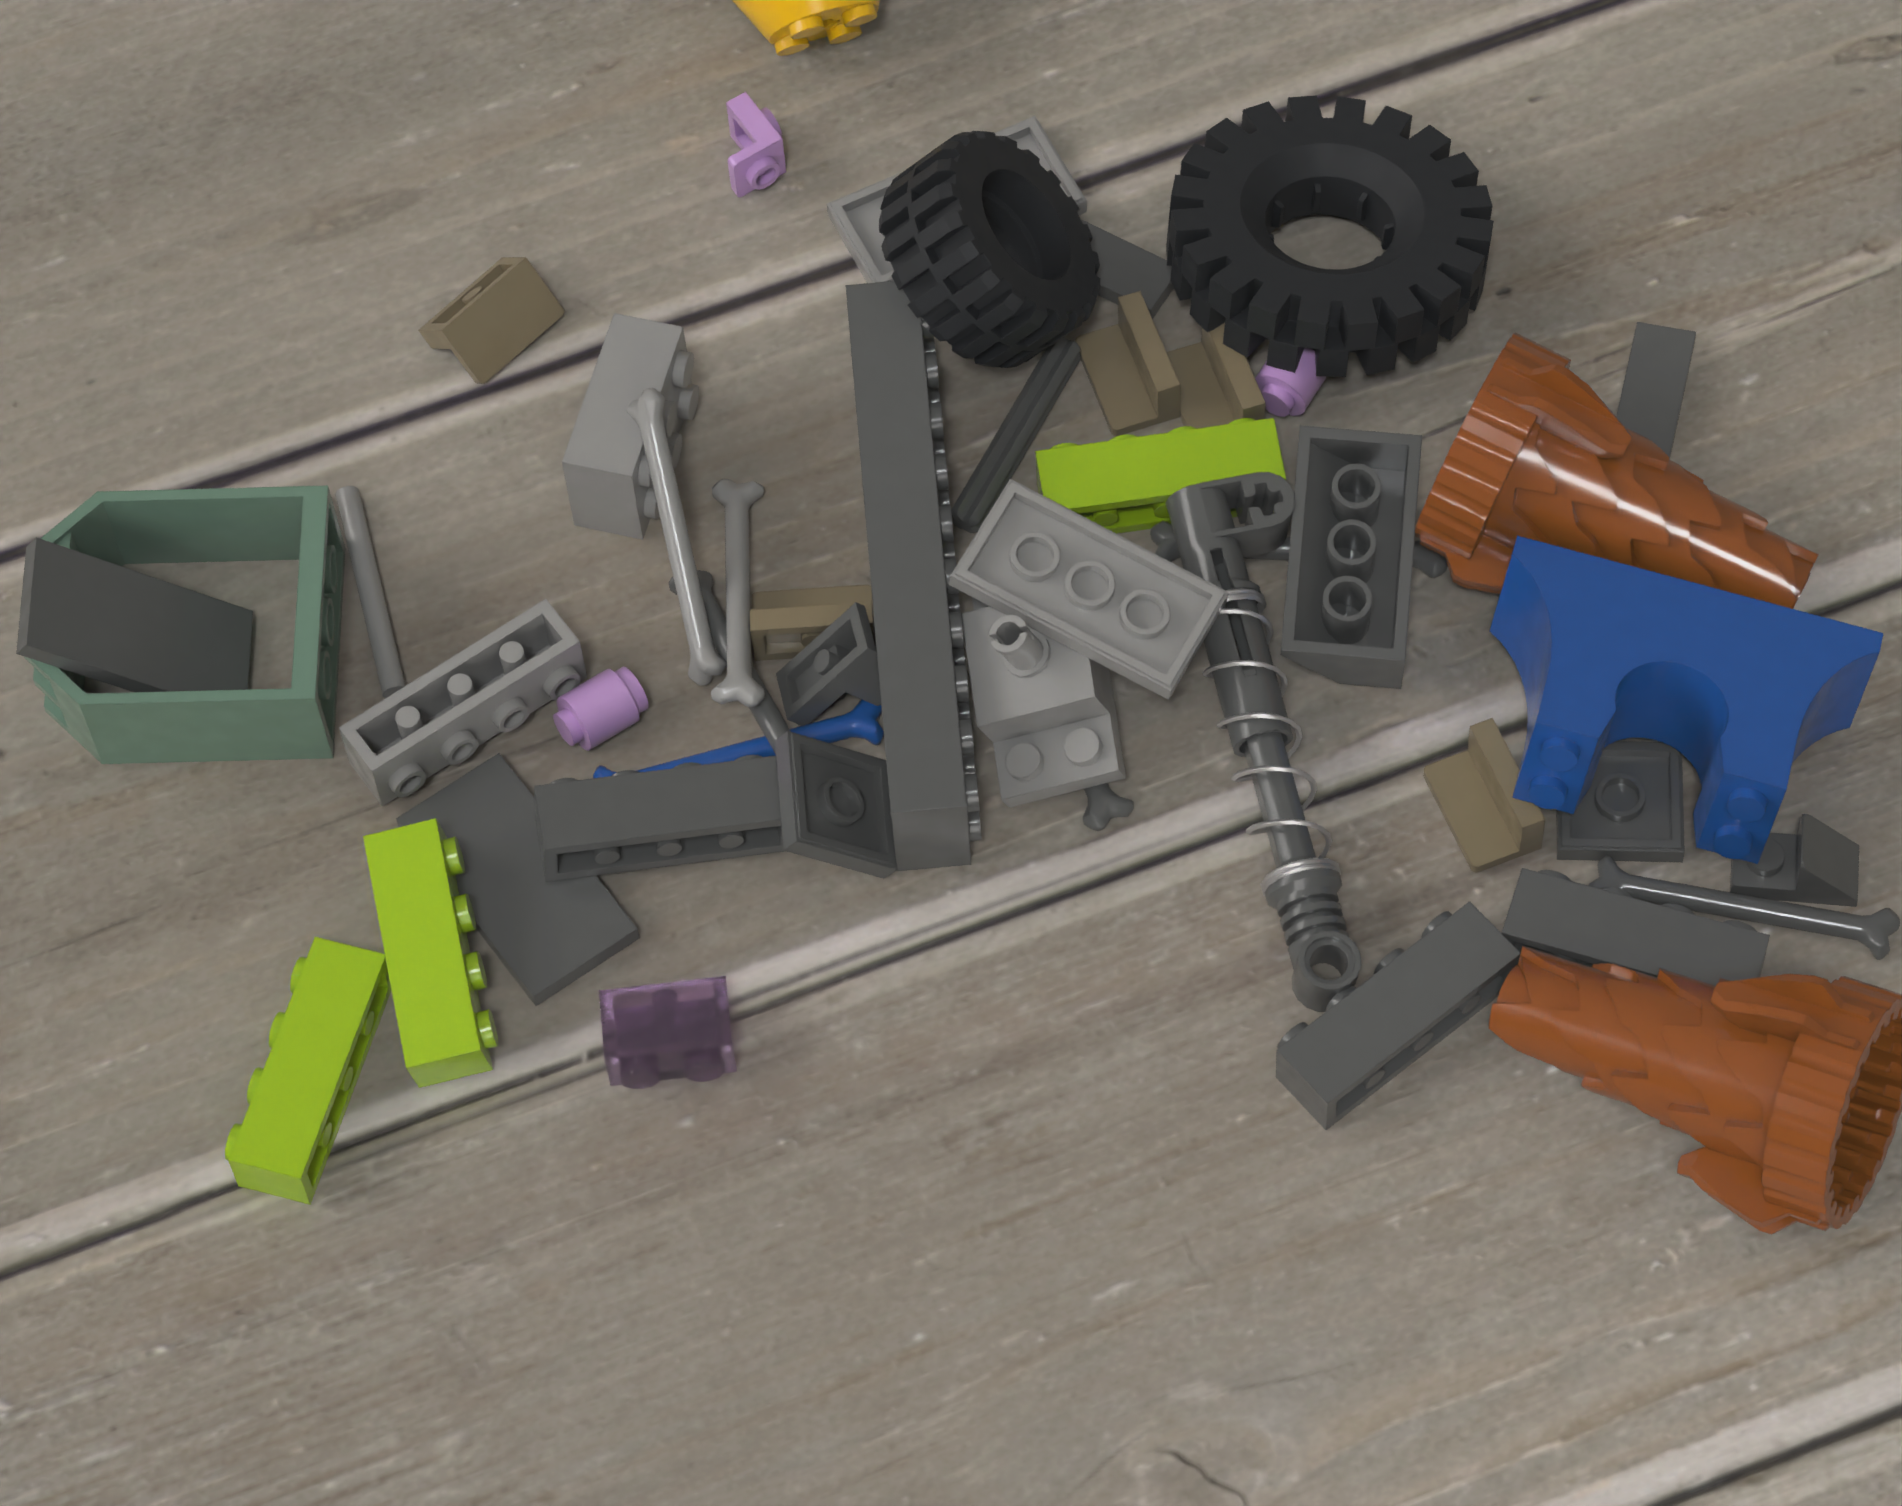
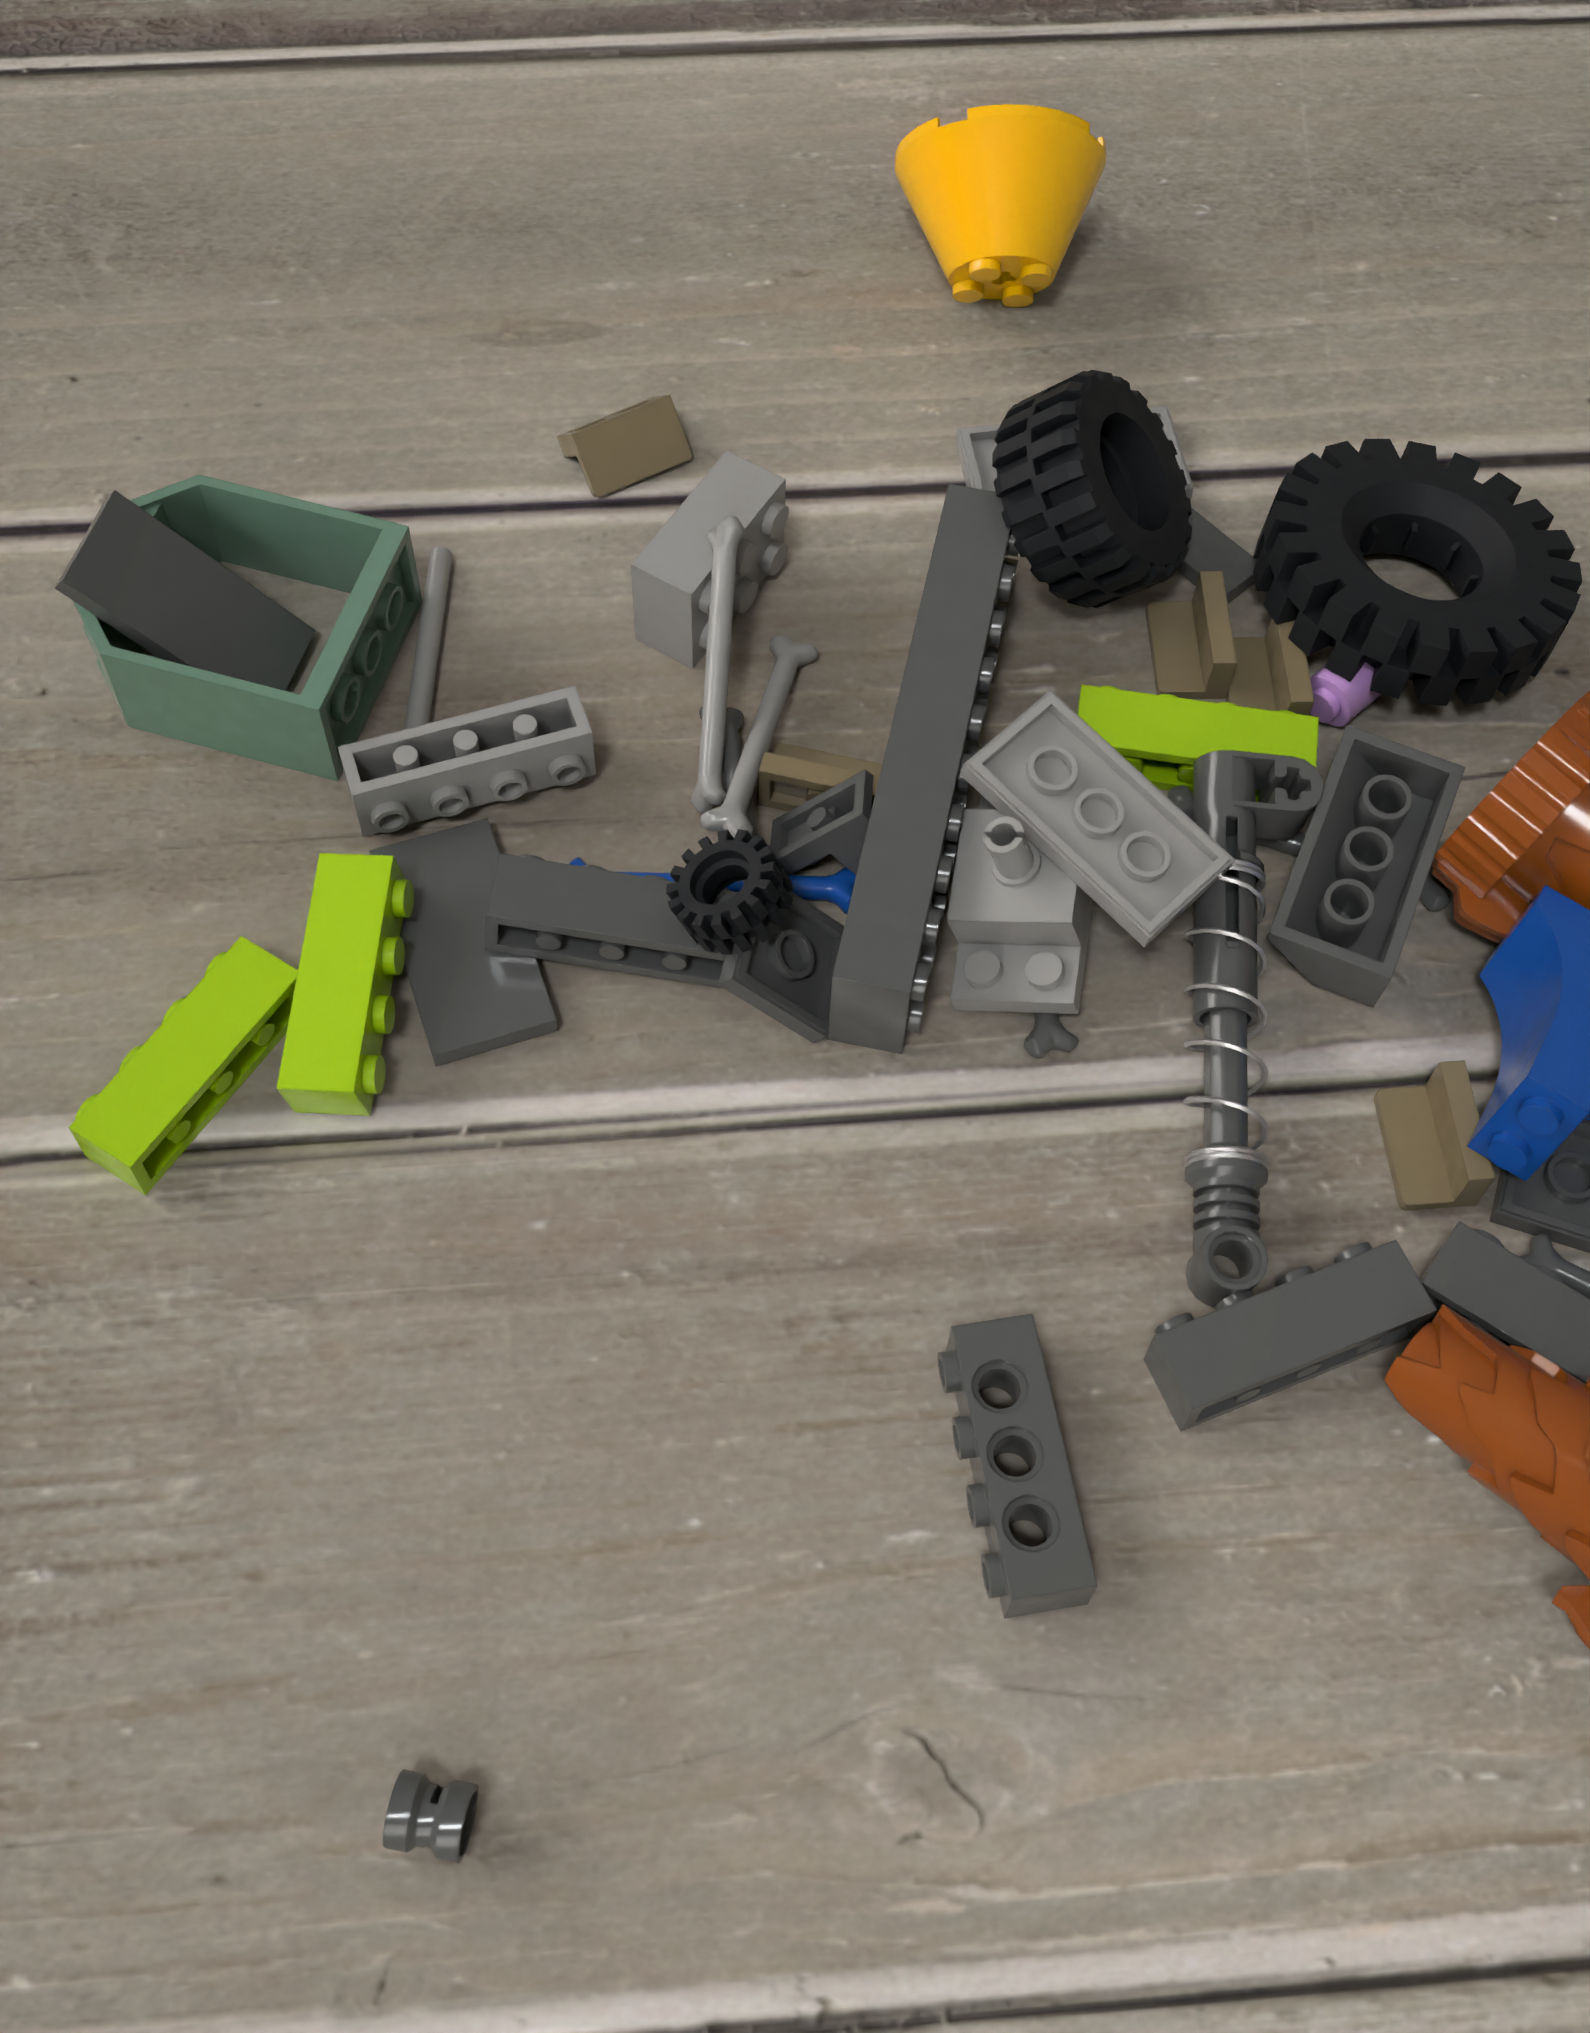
camera: 10 degrees right, 0 degrees up
(600, 708) = (596, 804): lavender brick -> none
(667, 1032) = (547, 1130): clear purple brick -> none
(760, 143) = (910, 369): lavender bracket -> none
(789, 778) = (747, 911): none -> black tyre
(1015, 435) = (1074, 662): dark grey axle -> none
(1155, 1110) = (1009, 1357): none -> dark grey brick

